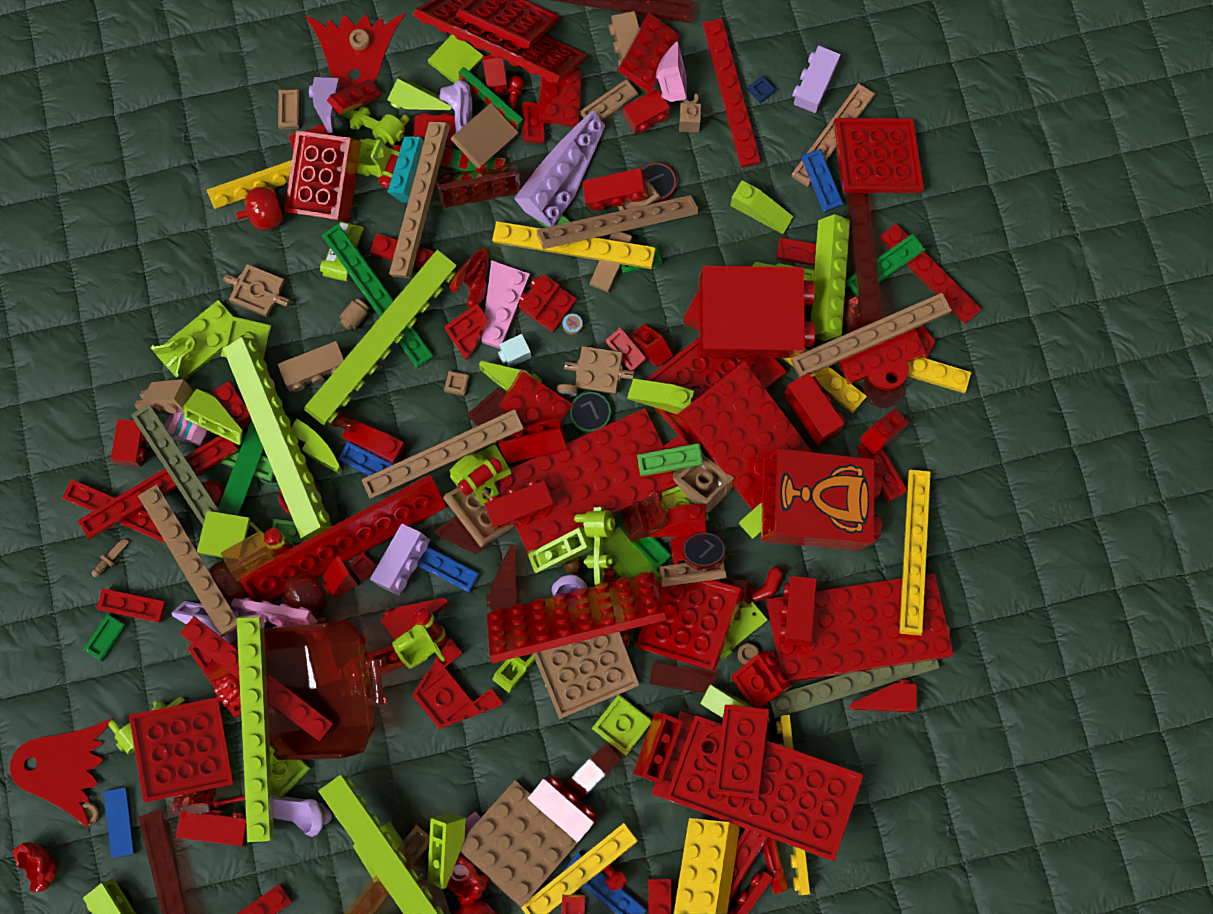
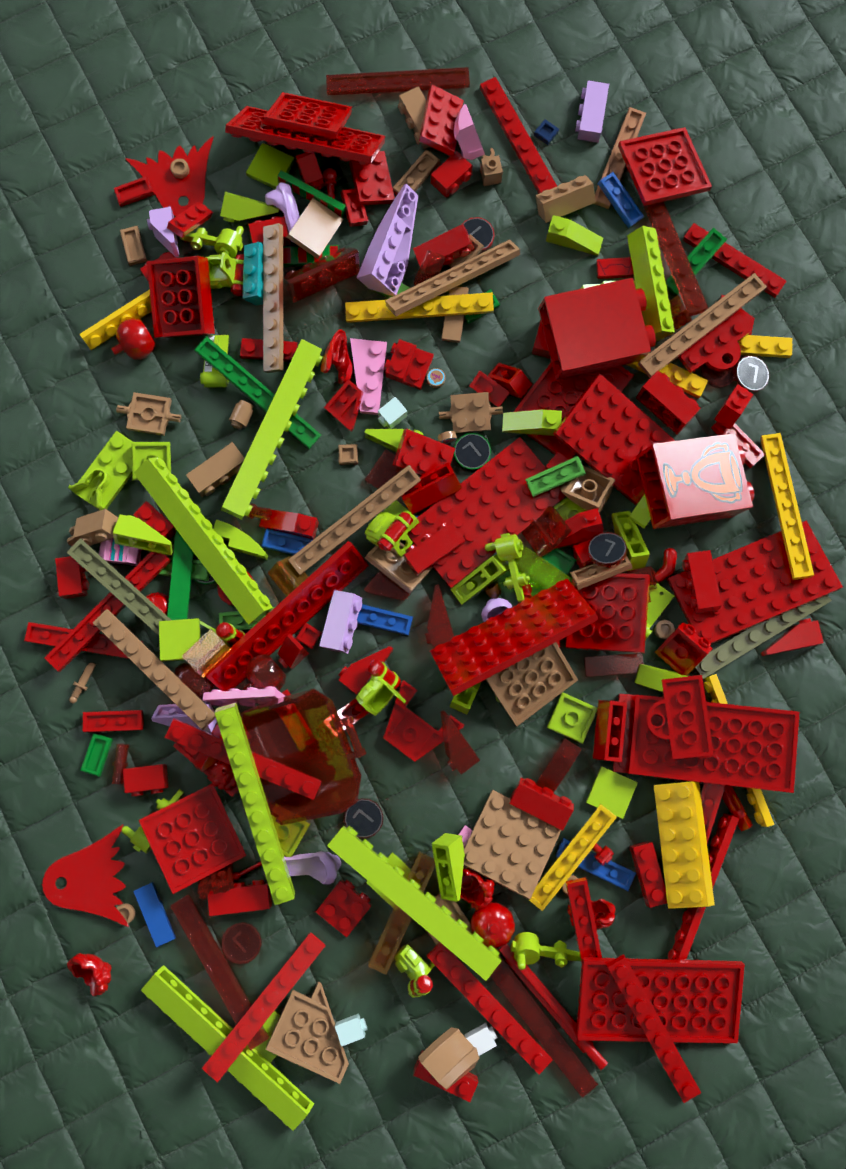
camera: 15 degrees left, 5 degrees up
(126, 653) = (120, 763): none -> clear red pin
(149, 675) = (145, 778): none -> red brick
(203, 877) = (241, 943): none -> clear red tile
(304, 52) = (133, 191): none -> red tile
(322, 866) = (344, 907): none -> red plate
(355, 496) = (286, 576): none -> clear orange panel
(369, 775) = (364, 817): none -> black tile
(487, 725) = (456, 747): none -> clear red slope
(595, 205) = (430, 267): none -> clear red plate
(644, 815) = (612, 791): none -> lime tile
(736, 553) = (636, 548): none -> lime slope
(761, 165) = (565, 198): none -> medium nougat brick
(915, 400) = (751, 373): none -> tile

